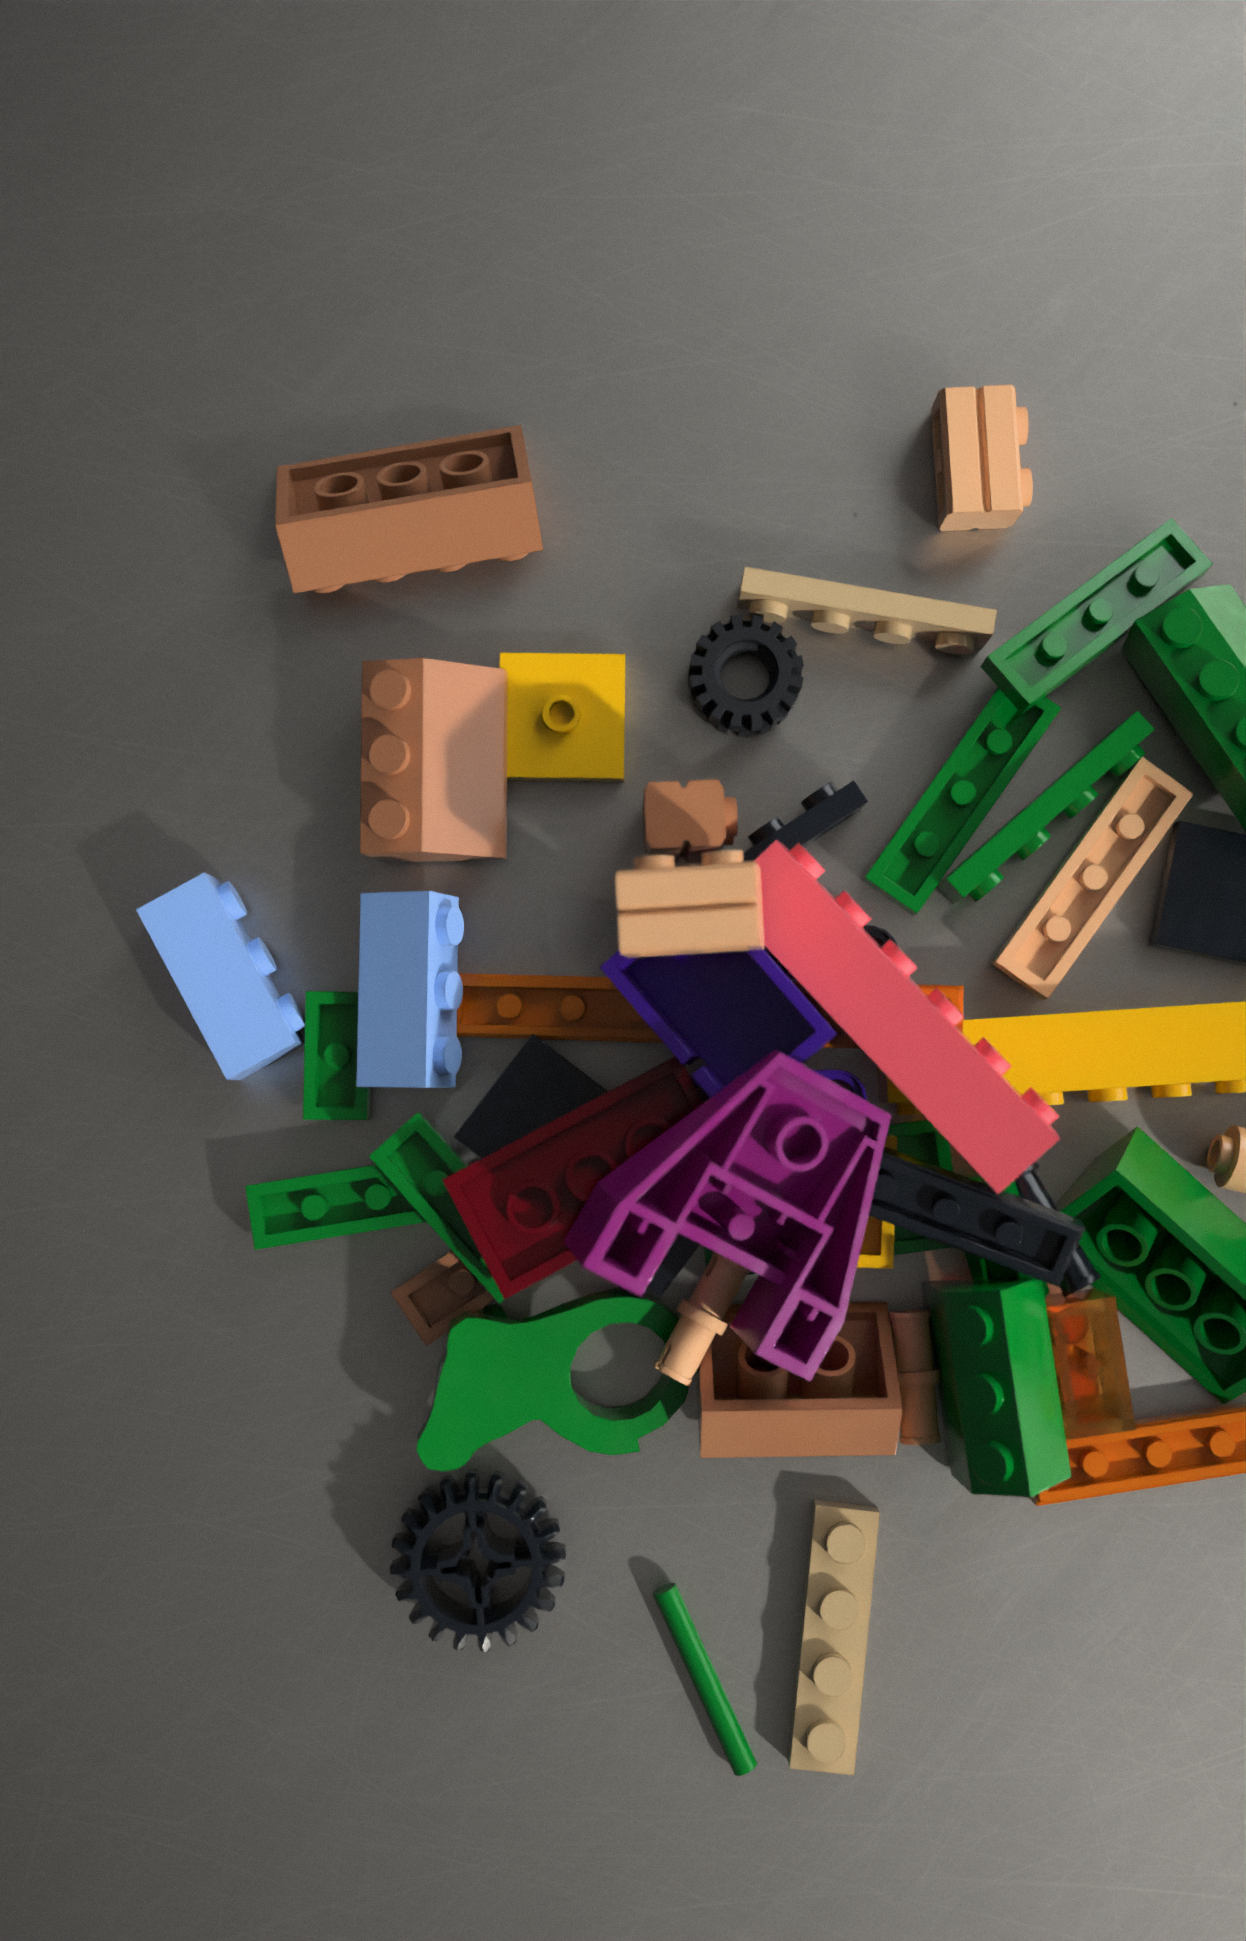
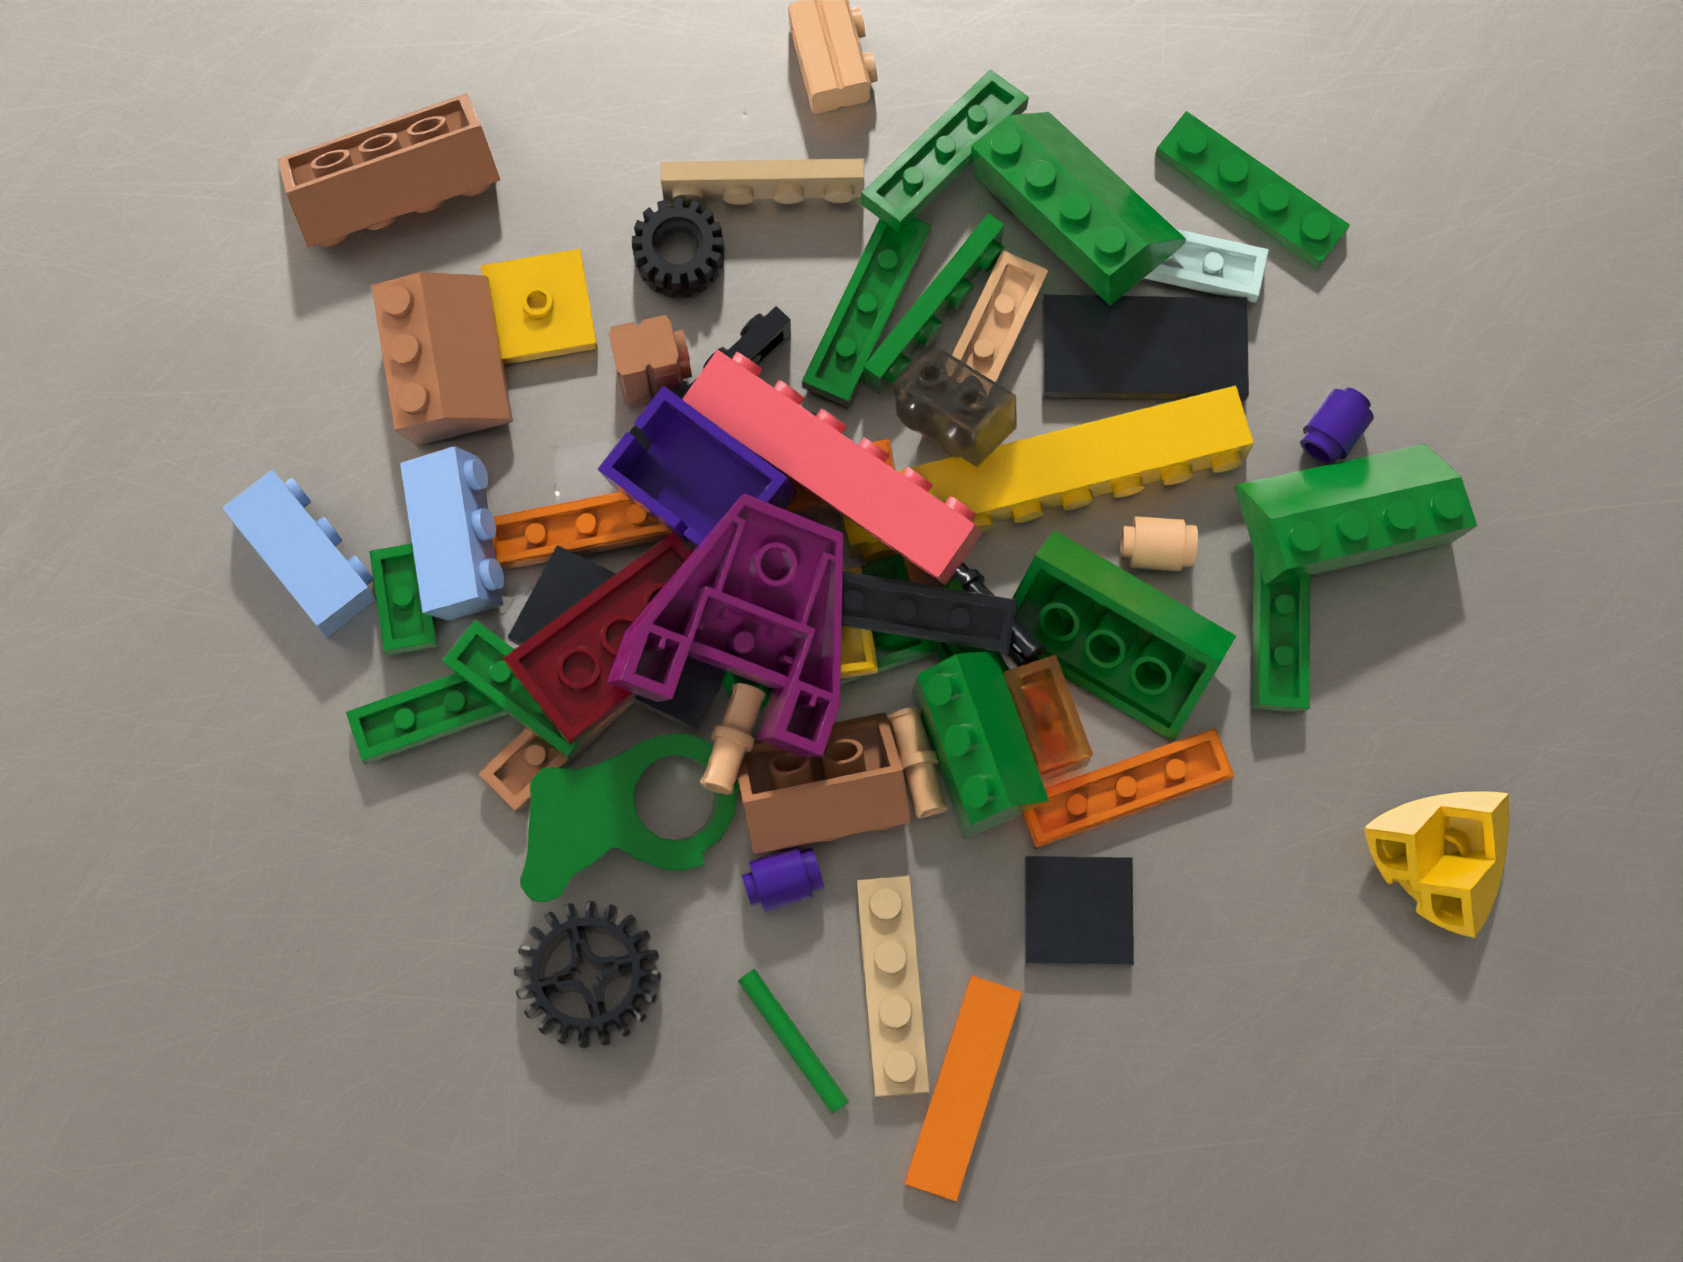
camera: 10 degrees left, 10 degrees down
(689, 907) = (656, 403): light nougat brick -> none
(729, 1489) = (783, 878): none -> dark purple brick
(893, 1775) = (963, 1088): none -> orange tile
(1053, 958) = (955, 406): none -> clear smoke brick
(1070, 1590) = (1078, 911): none -> black tile

